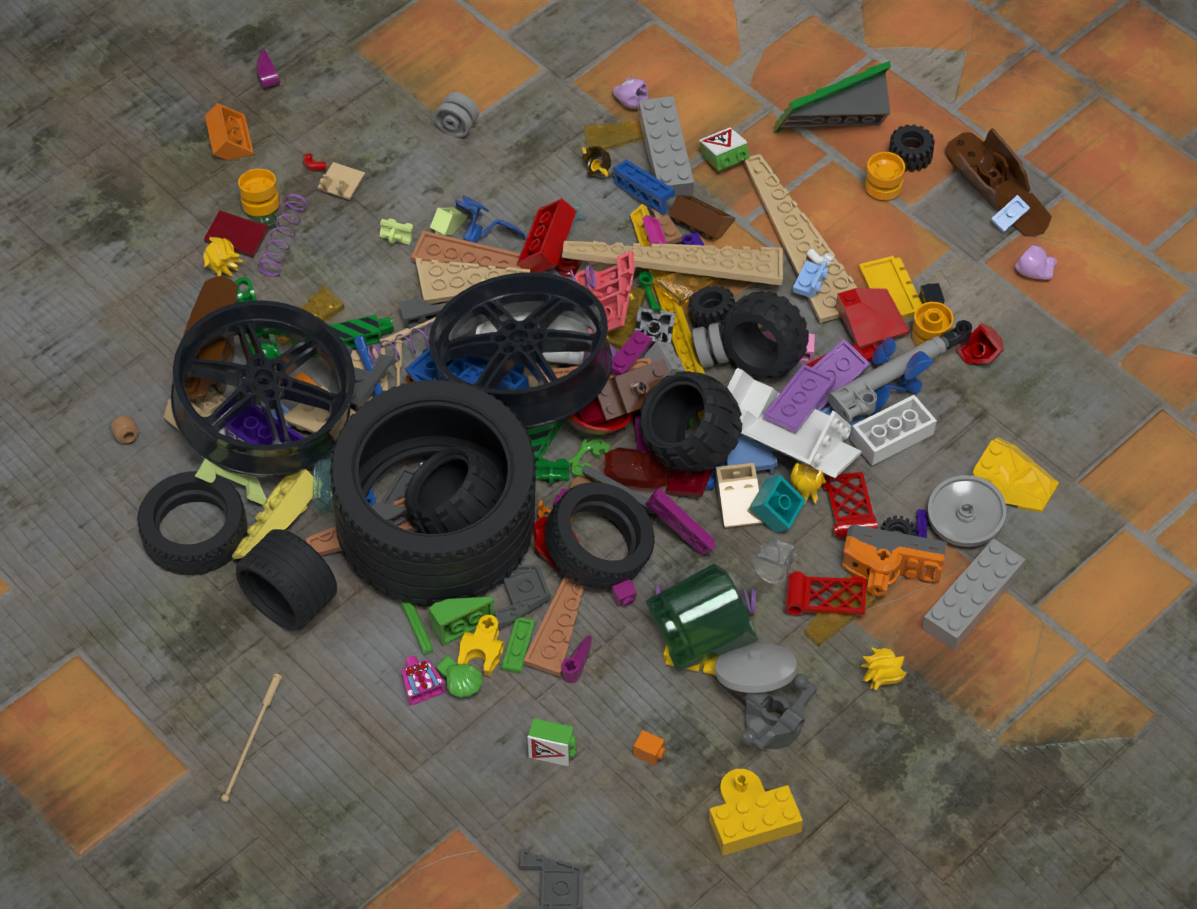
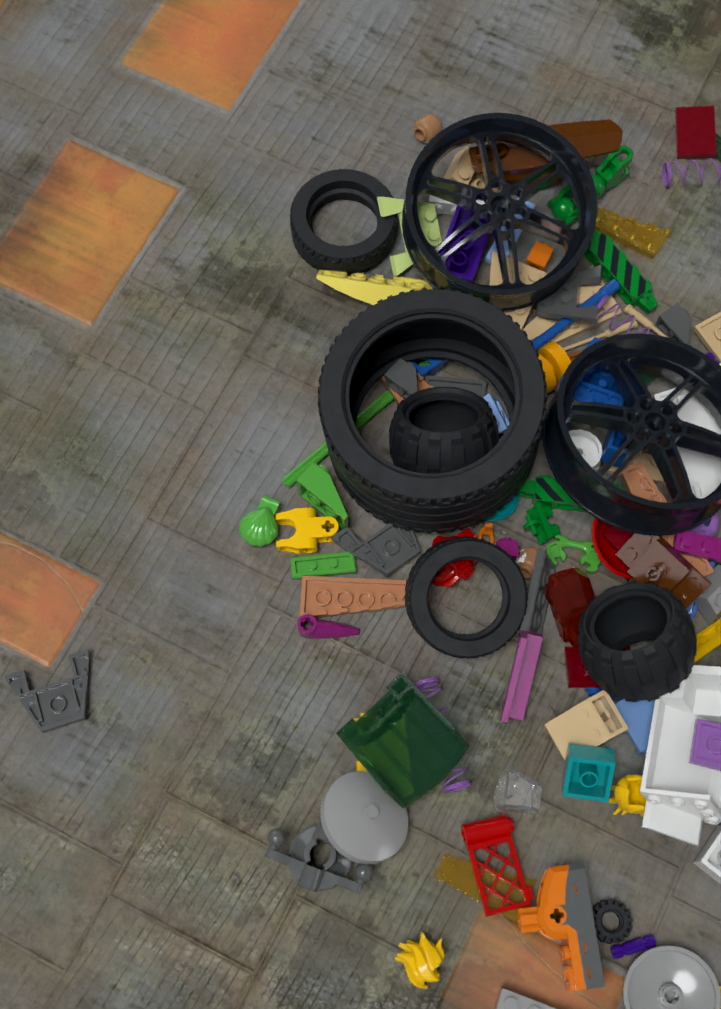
camera: 70 degrees right, 15 degrees up
(221, 256) = (658, 127): yellow hair -> none
(267, 701) = (180, 362): tan piece -> none
(286, 579) = (294, 320): black tyre -> none
(421, 681) = (246, 487): torso -> none
(551, 742) = (210, 636): piece -> none
(624, 593) = (417, 648): magenta plate -> none
(649, 748) = (242, 737): orange brick -> none
(751, 814) = (198, 870): yellow brick -> none
(842, 524) = (601, 865): red piece -> none

